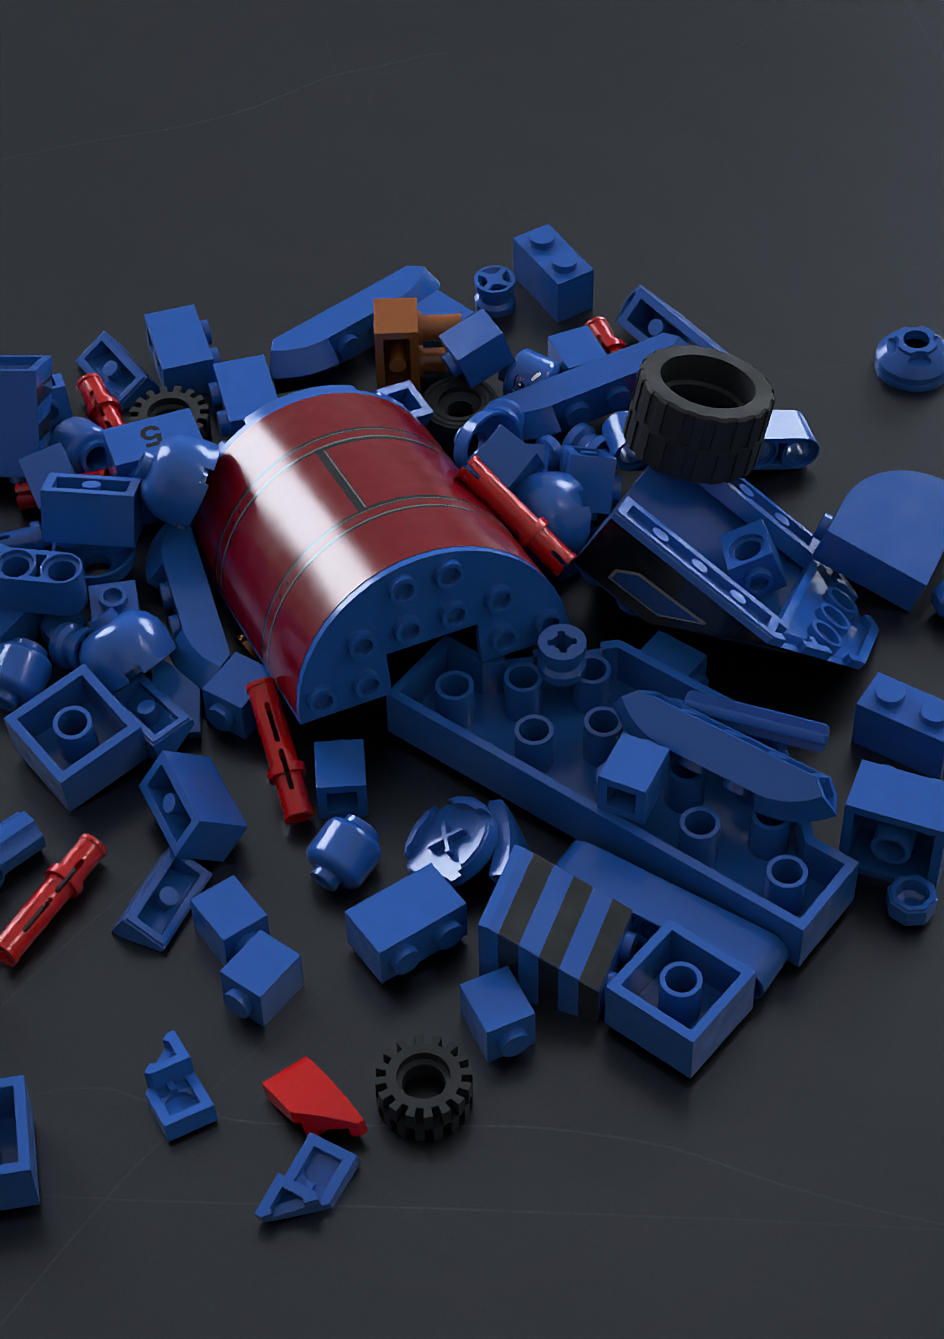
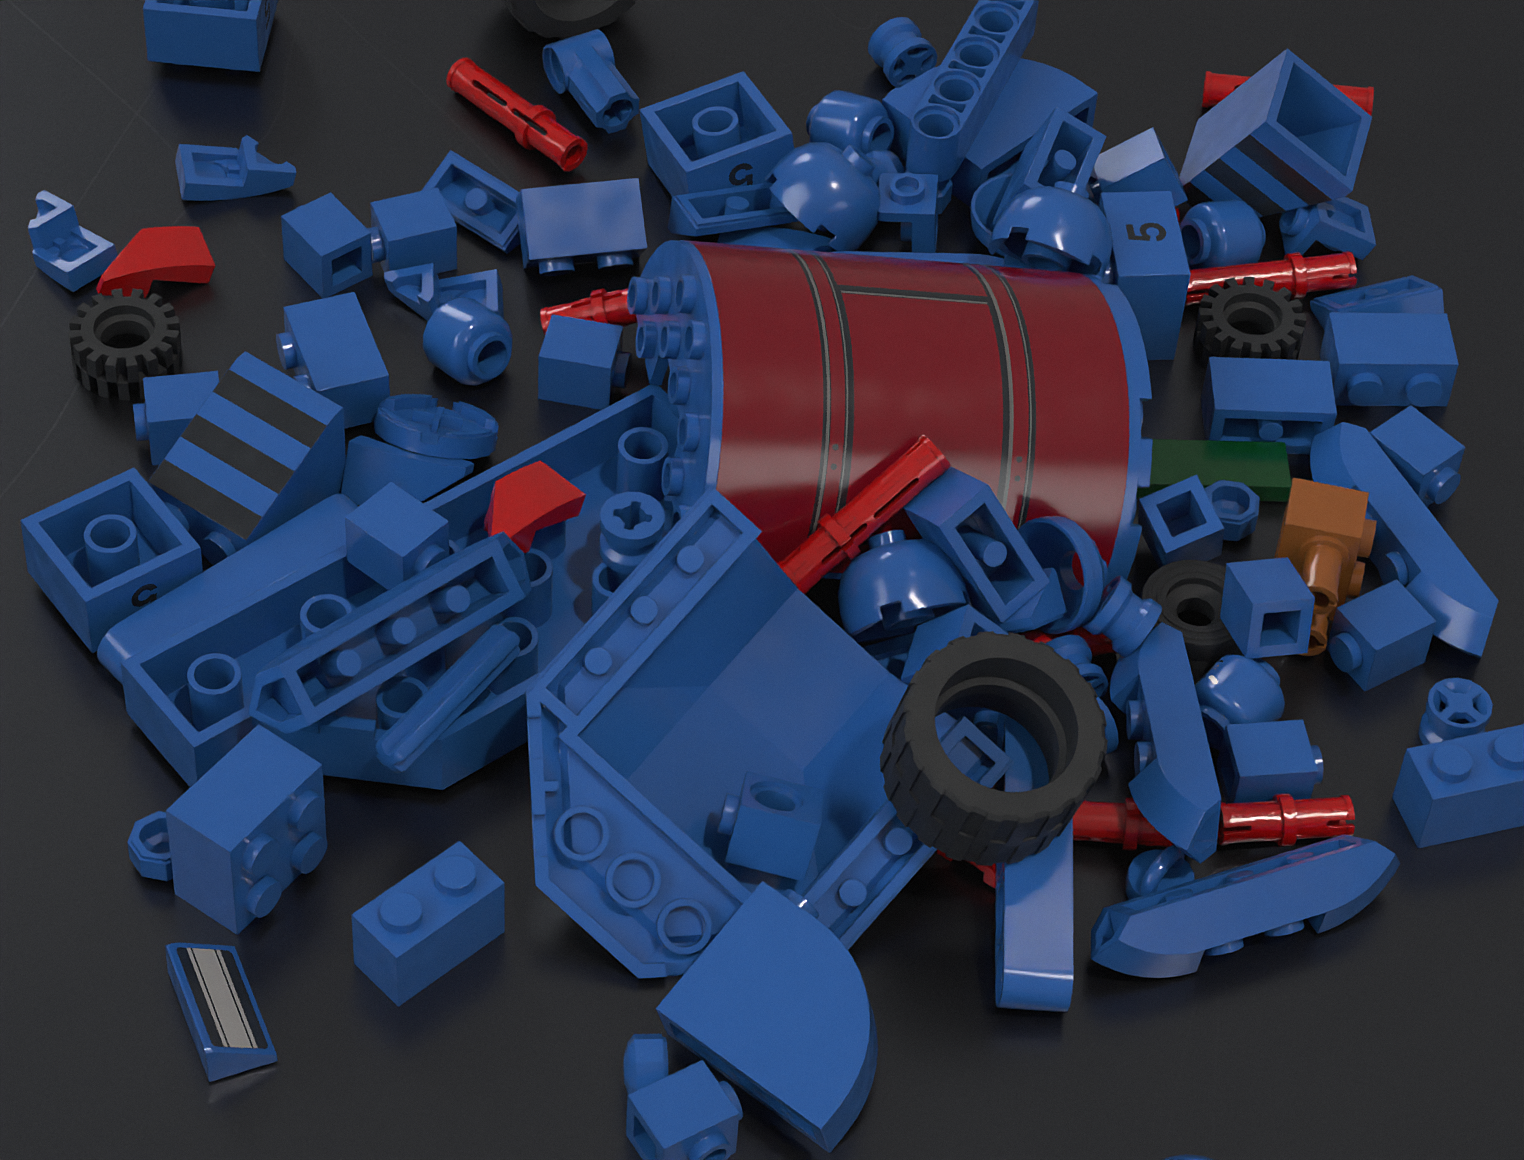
camera: 100 degrees right, 0 degrees up
(269, 321) = (1422, 454): none -> blue brick
(284, 886) = (424, 292): none -> blue slope
(561, 718) = (531, 501): none -> red slope

